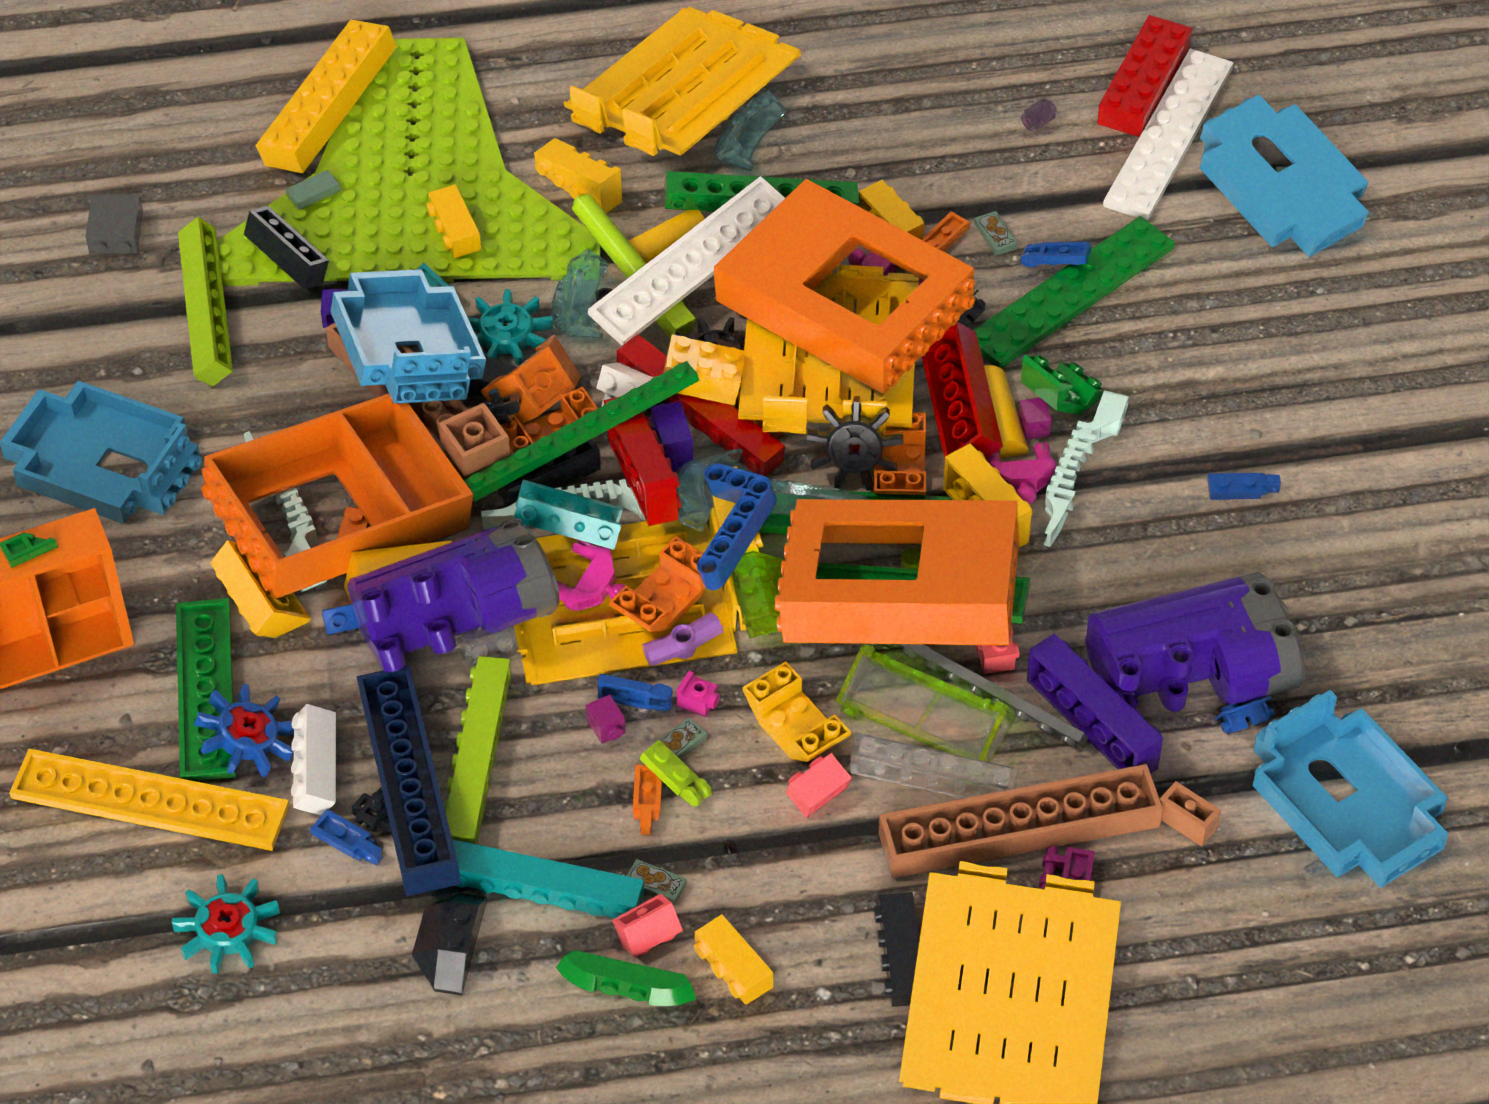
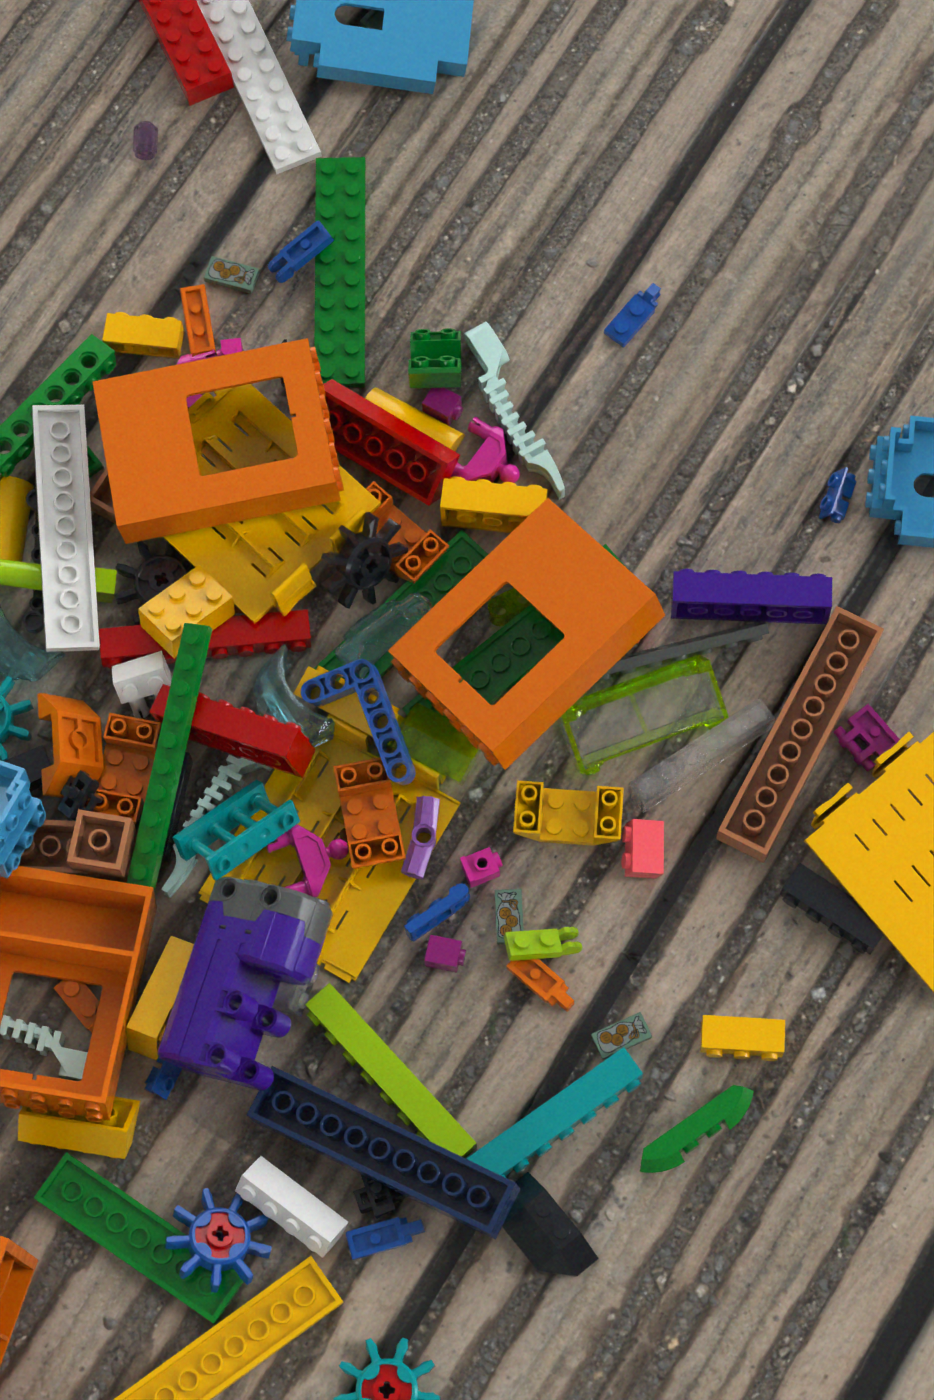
camera: 45 degrees left, 20 degrees up
(647, 925) = (663, 1076): coral brick -> none
(673, 433) = (226, 683): dark purple brick -> none
(1189, 813) = (896, 611): nougat brick -> none
(1217, 631) = (767, 455): dark purple piece -> none

